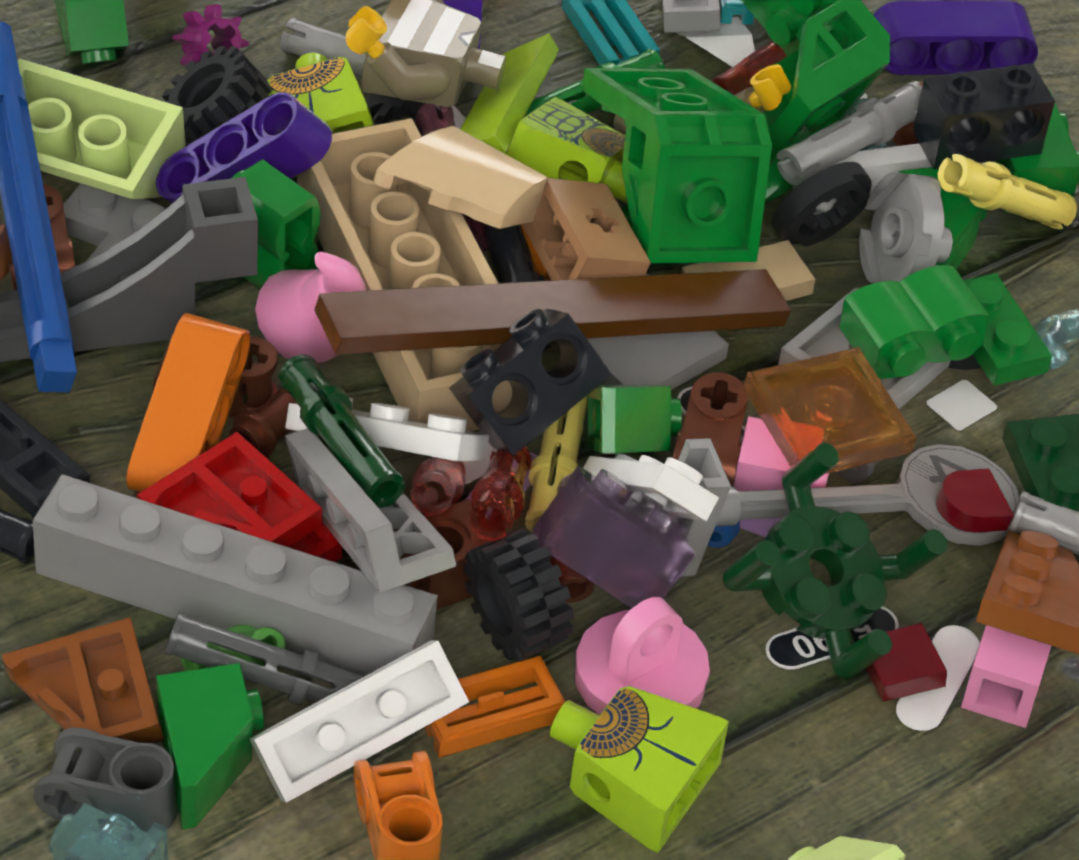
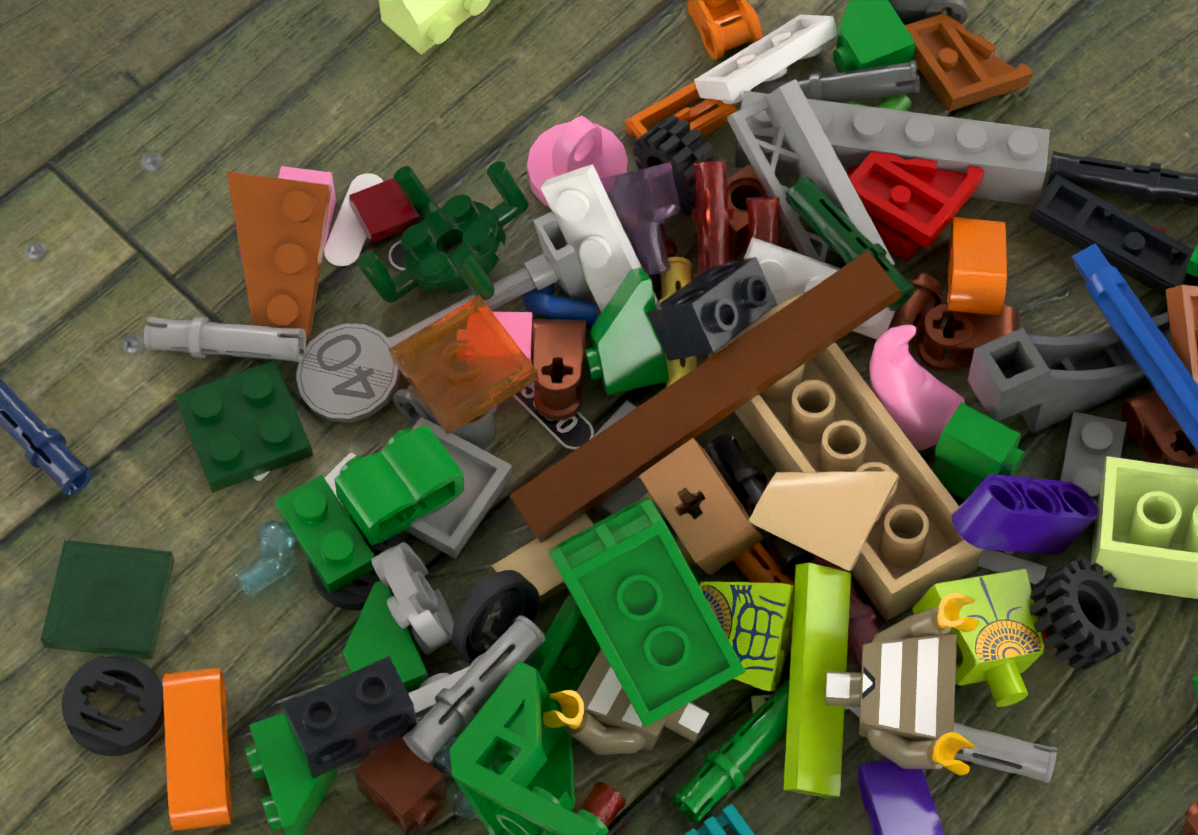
camera: 175 degrees right, 15 degrees up
(196, 34) = (1119, 713): magenta gear -> none
(641, 759) = (563, 80): lime torso -> none
(973, 502) = (337, 345): dark red tile -> none
(993, 187) = (337, 646): light yellow pin -> none

